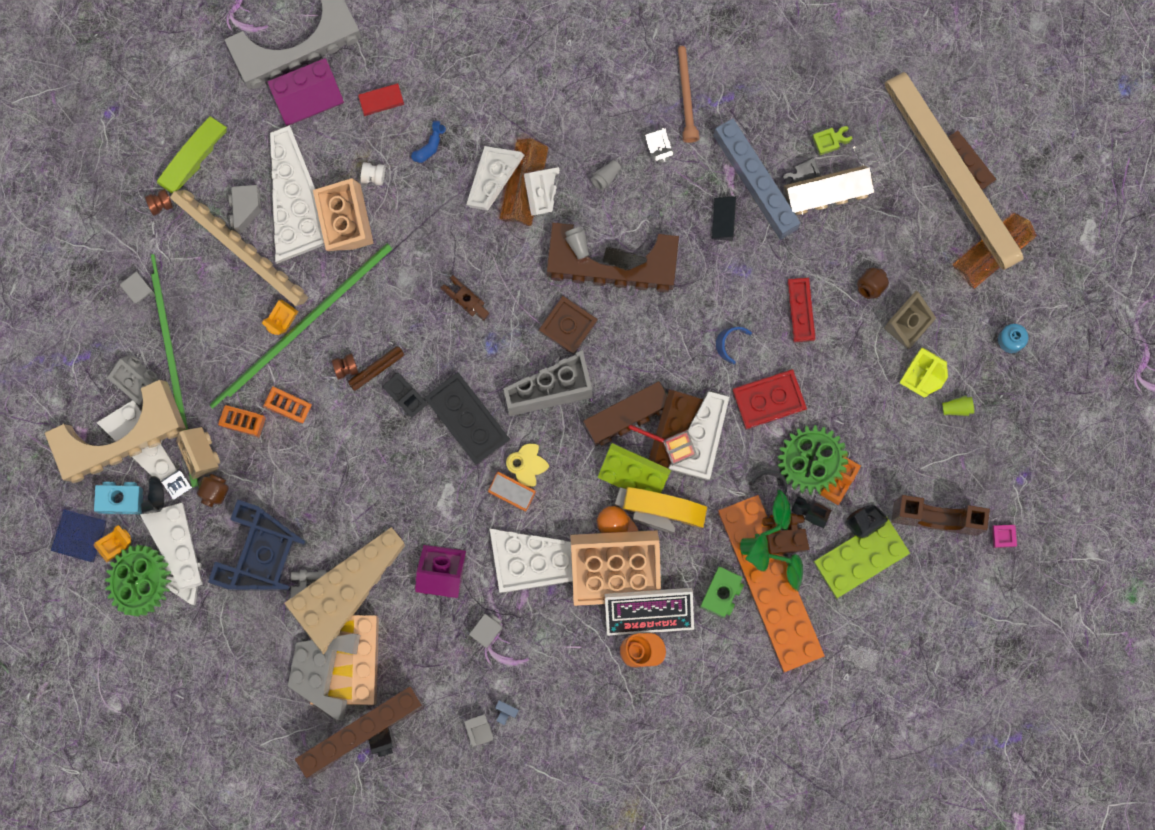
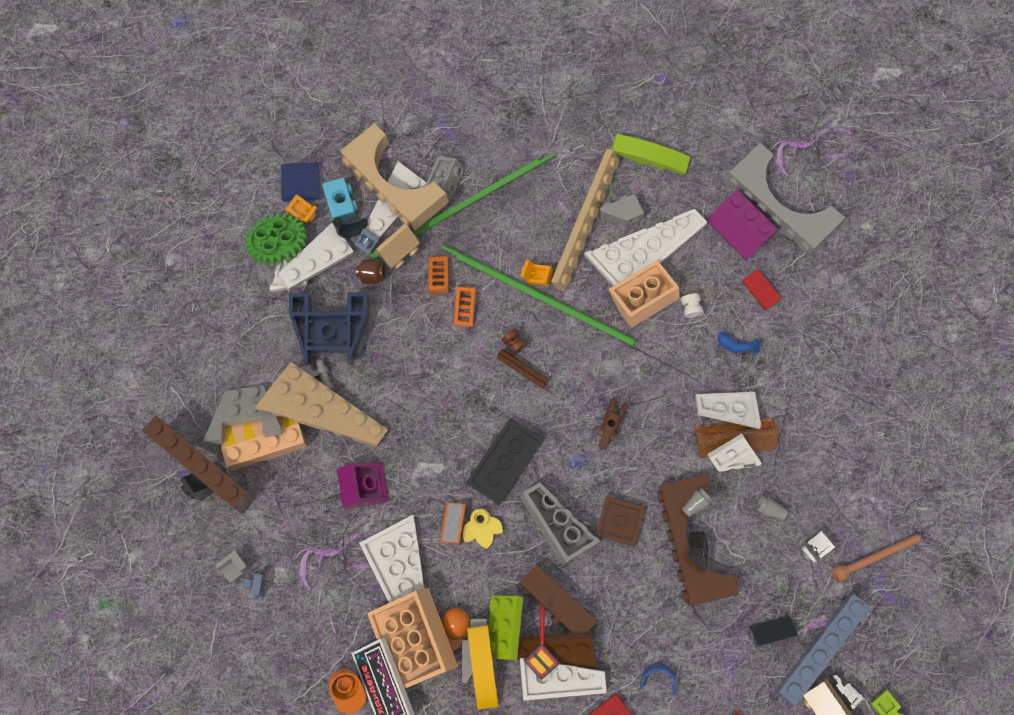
camera: 75 degrees right, 5 degrees down
(136, 288) = (521, 151): light grey panel -> none
(158, 202) = (600, 142): copper wheel -> none
(404, 395) = (507, 400): black slope -> none
(486, 630) = (322, 543): light grey brick -> none

